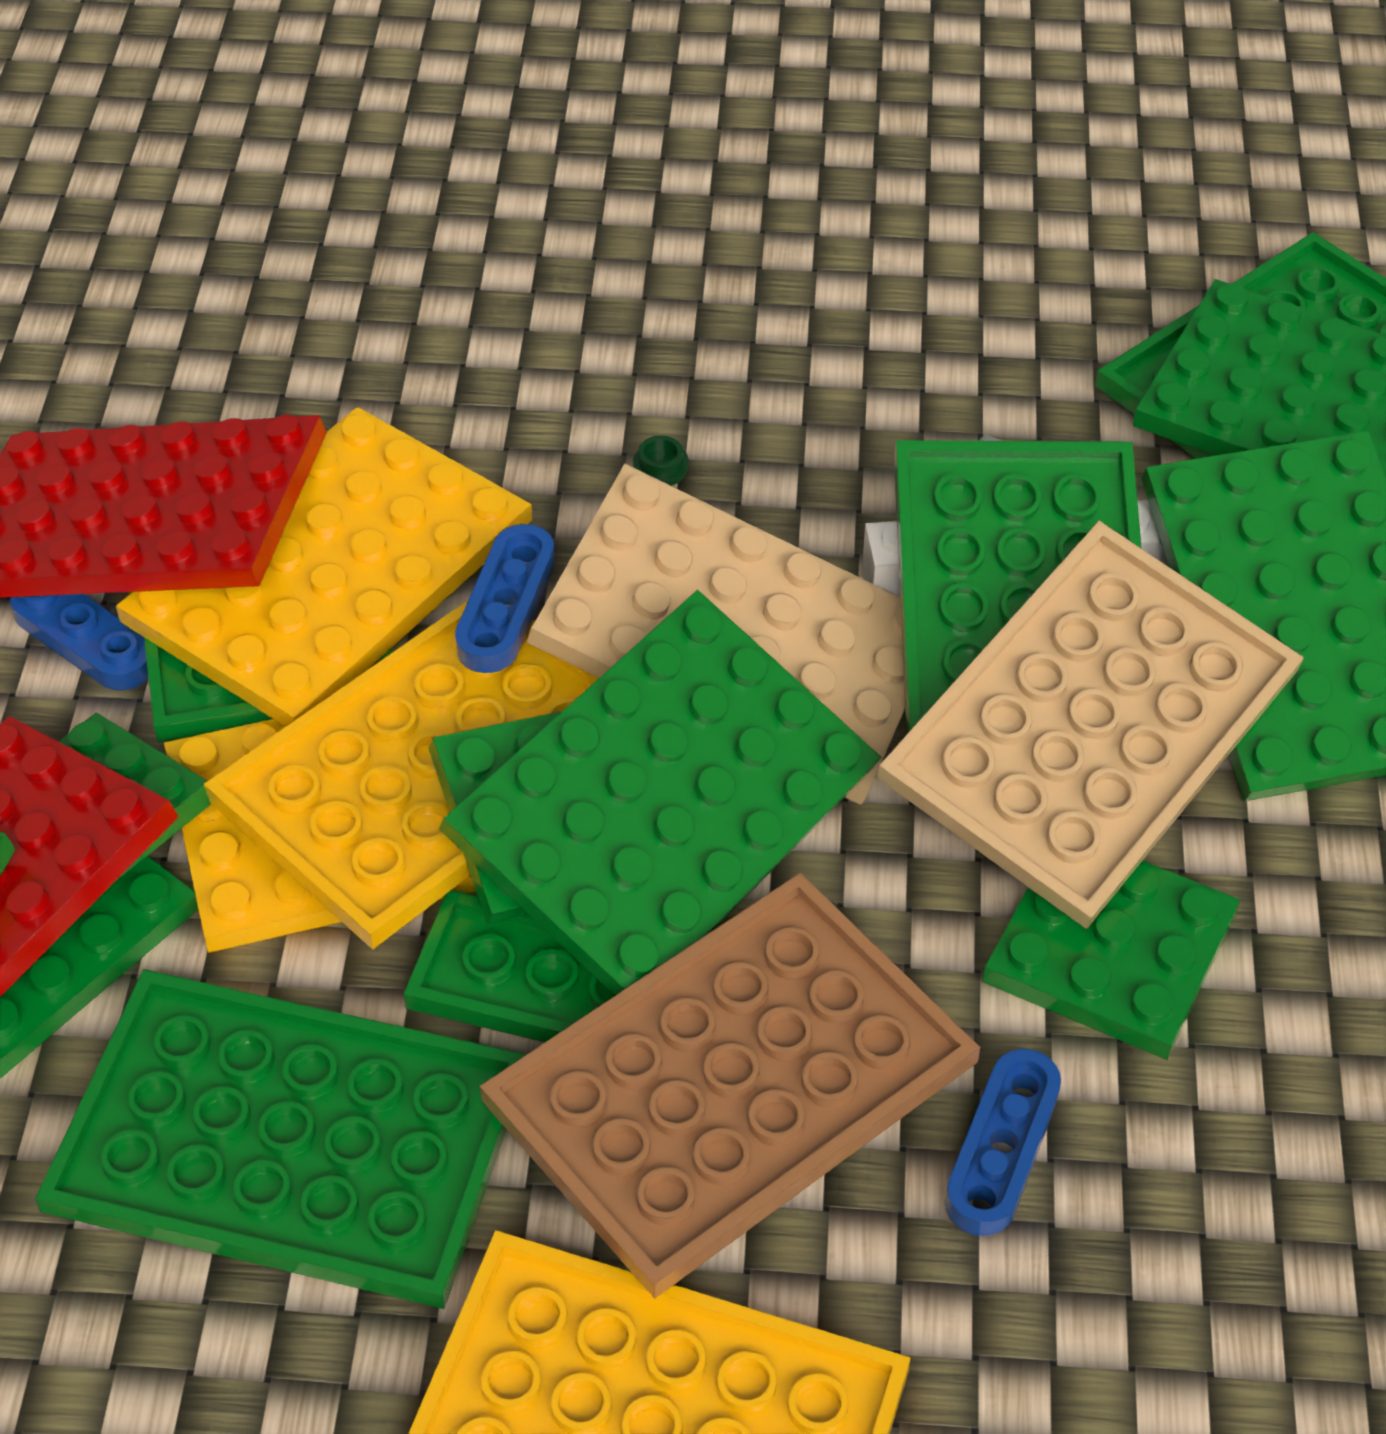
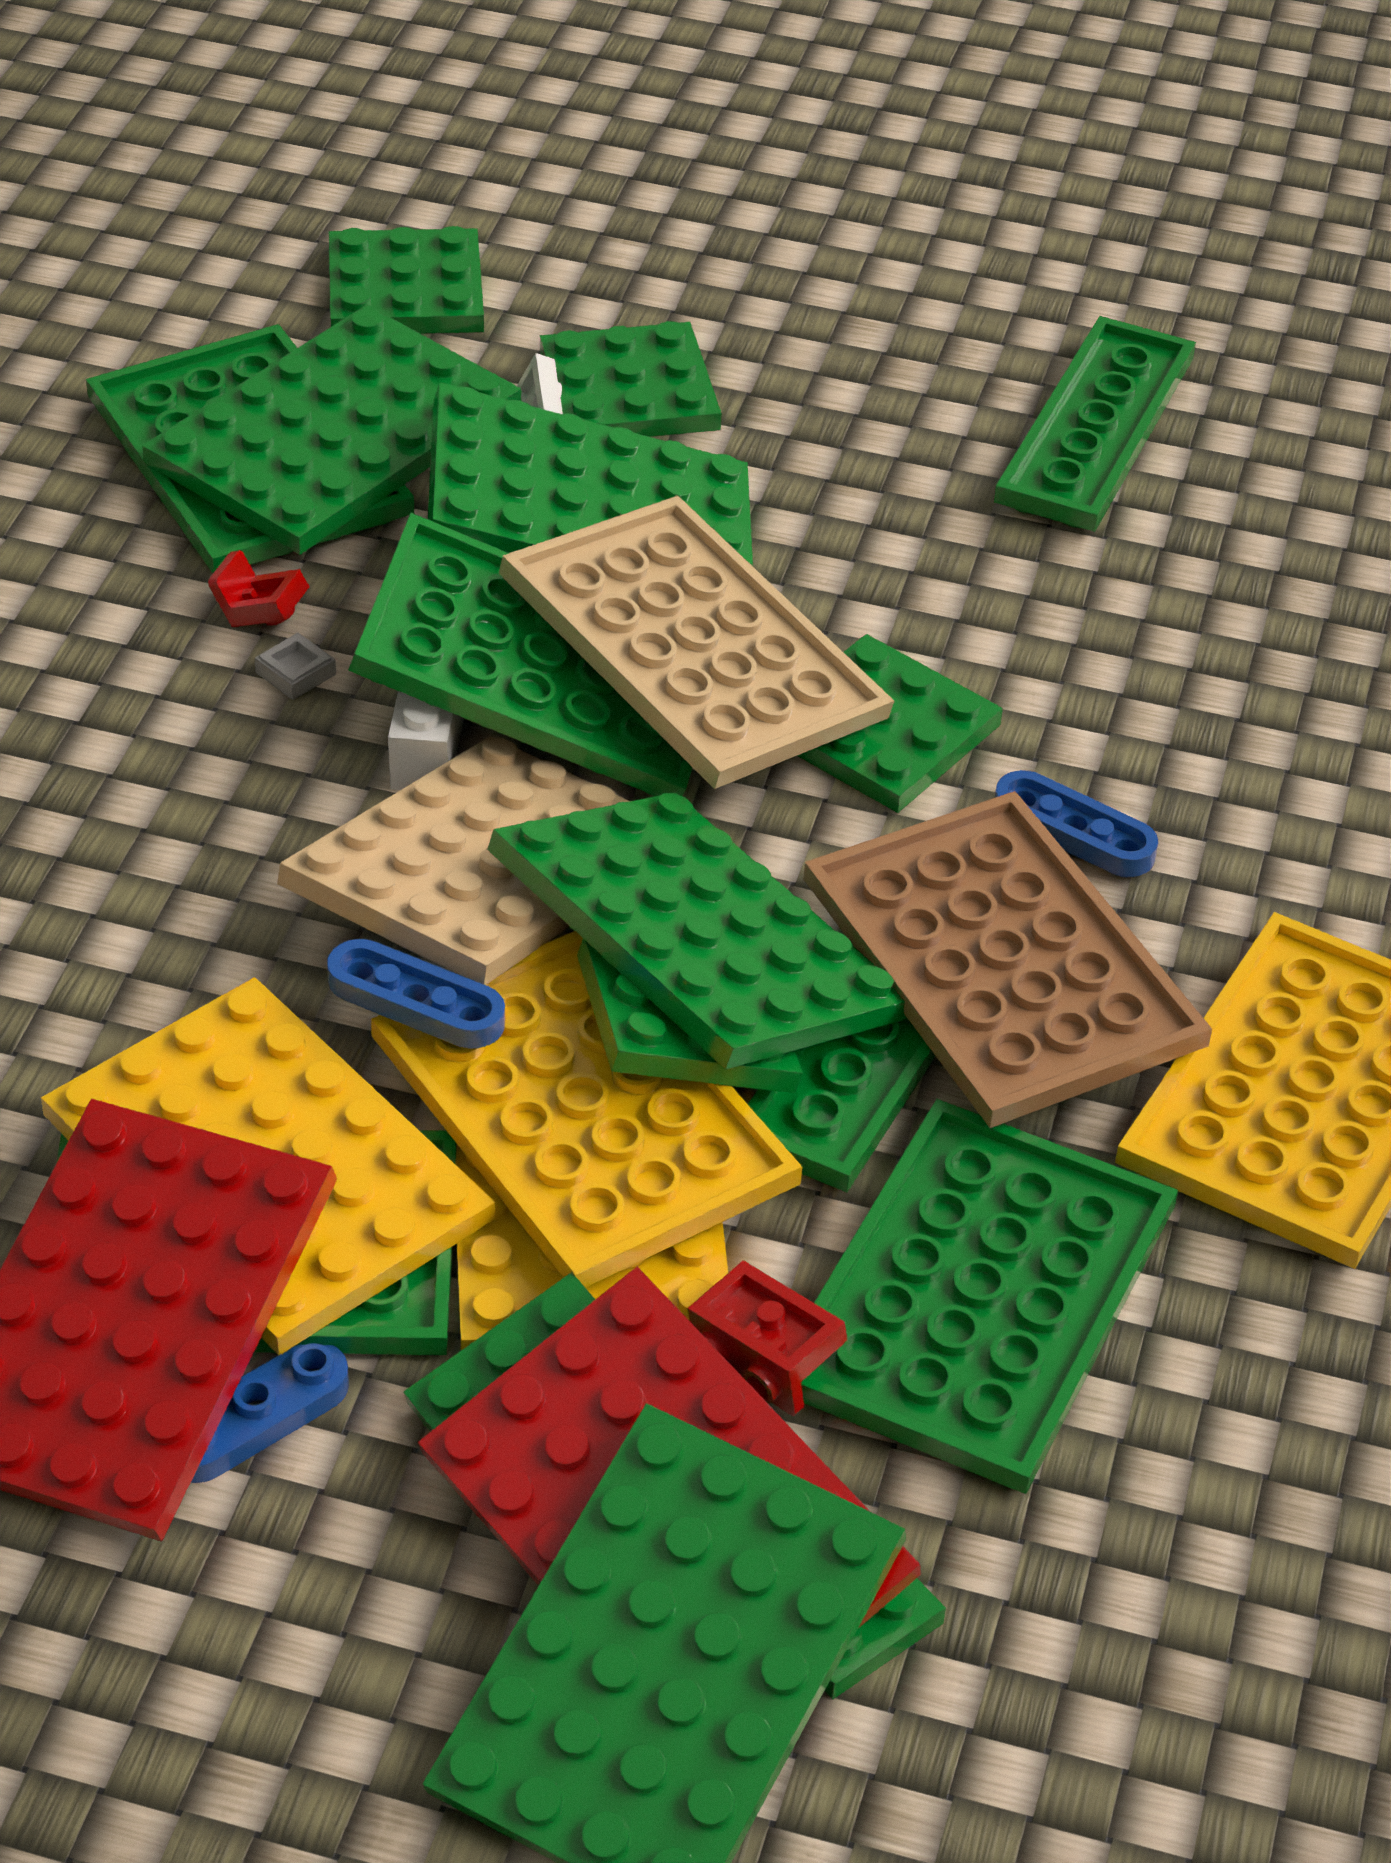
camera: 80 degrees left, 5 degrees down
(175, 947) = (767, 1333): none -> red bracket
(662, 459) = (194, 893): dark green plate -> none
(1069, 404) = (252, 597): none -> red bracket

